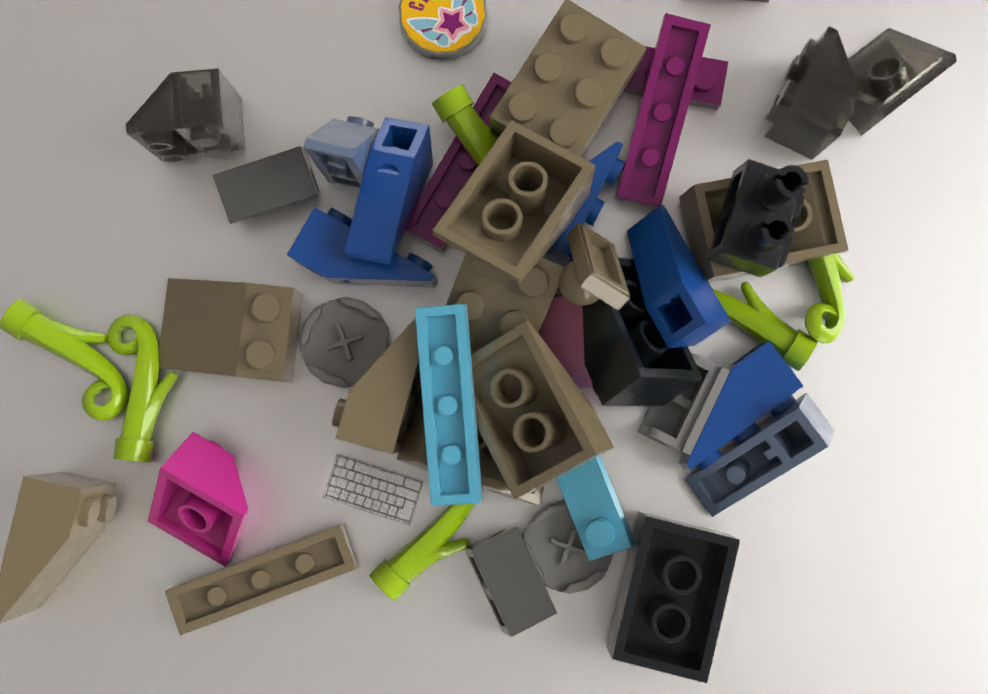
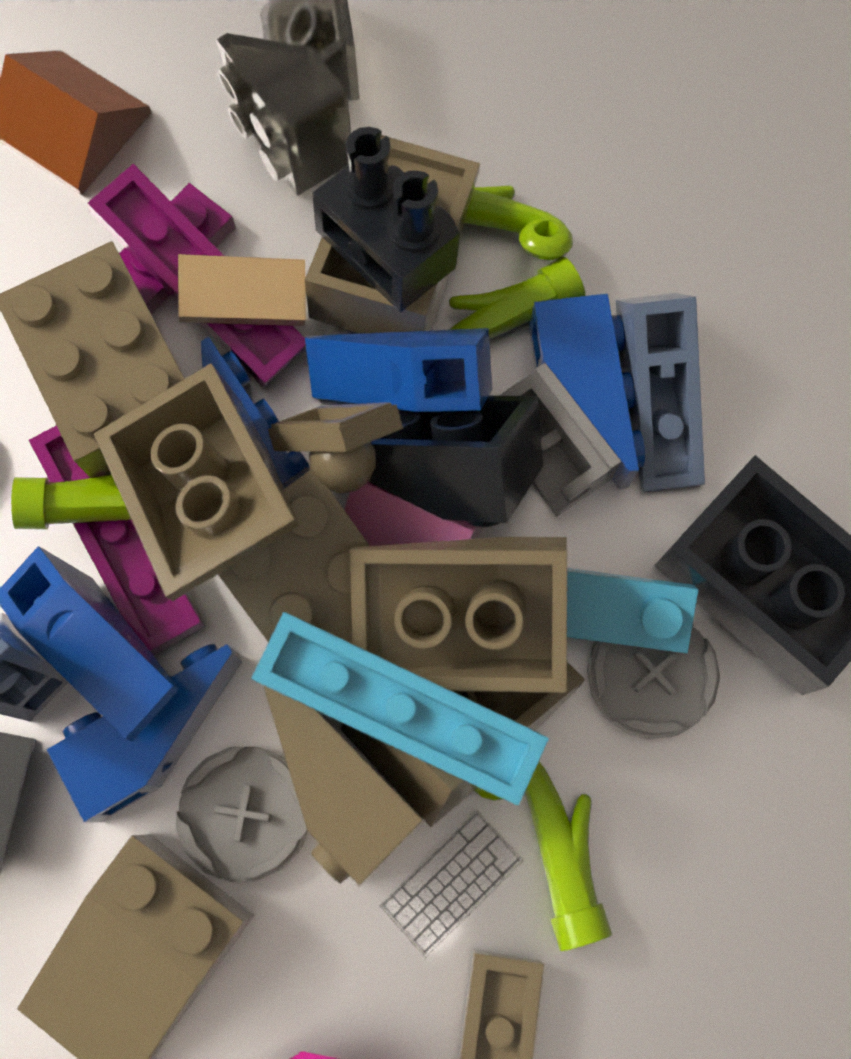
camera: 65 degrees left, 10 degrees down
(510, 581) = (663, 768): dark grey hinge -> none
(666, 146) = (241, 290): none -> tan tile

